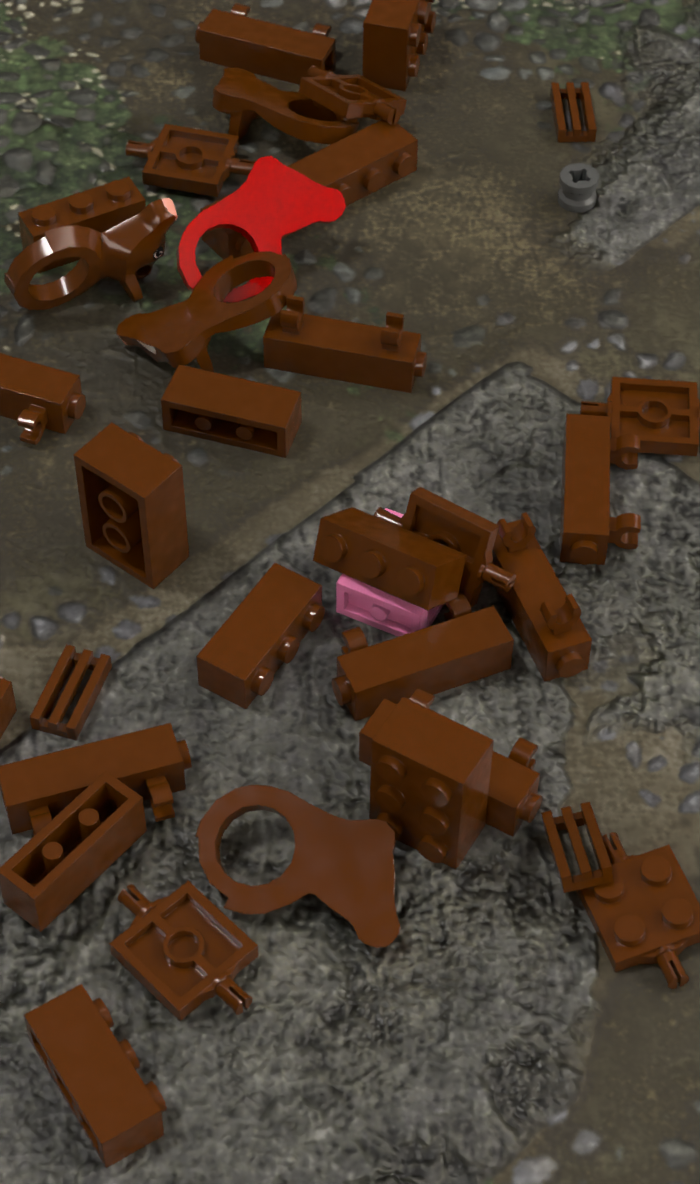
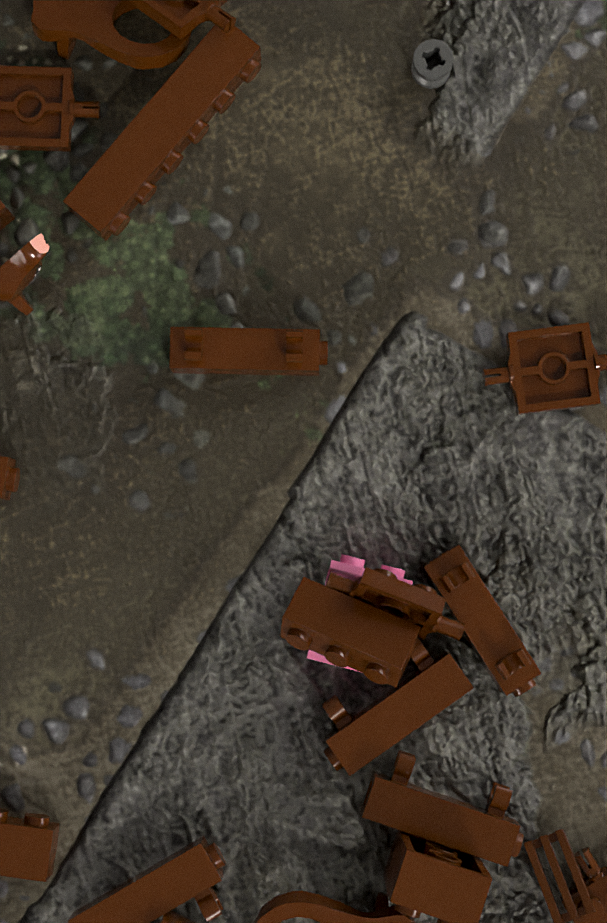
camera: 10 degrees left, 35 degrees up
(82, 662) = (98, 836): reddish brown tile -> none
(132, 504) = (104, 627): reddish brown brick -> none
(185, 328) = (93, 363): reddish brown animal -> none
(231, 410) = (159, 451): reddish brown brick -> none
(260, 636) = (252, 715): reddish brown brick -> none
(263, 210) = (135, 200): red animal -> none
(586, 490) = (505, 478): reddish brown brick -> none

